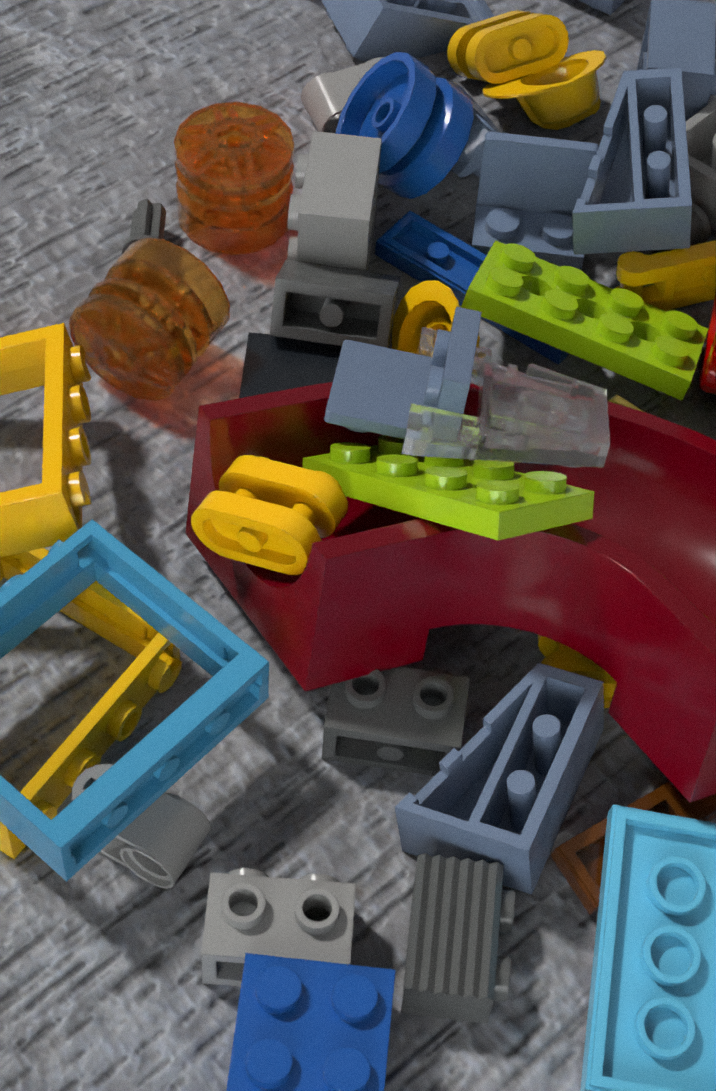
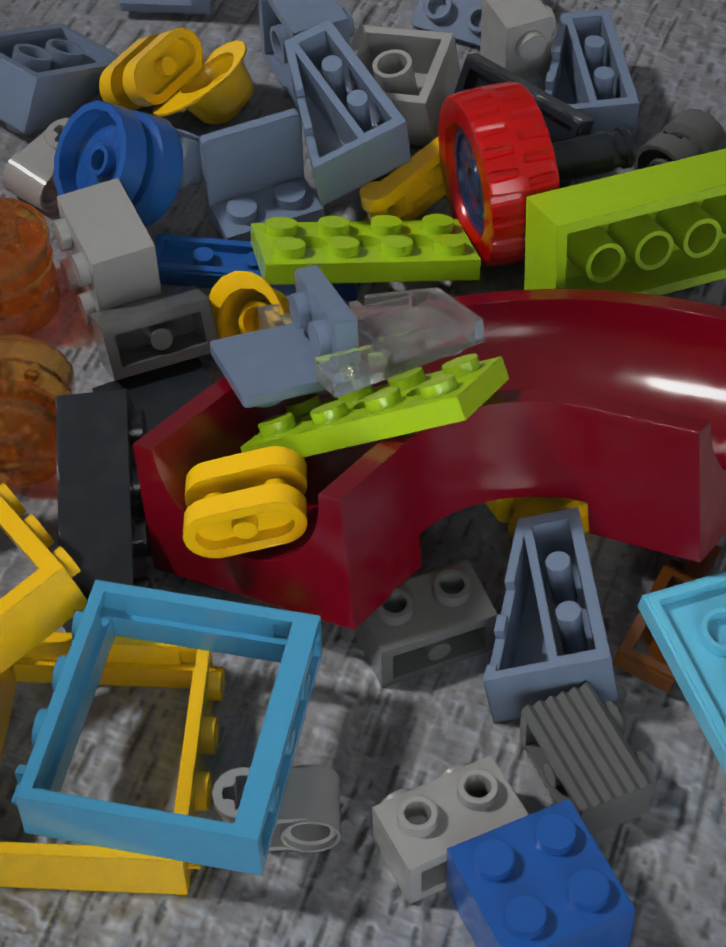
camera: 25 degrees left, 5 degrees down
(147, 470) = (100, 489): none -> black wedge

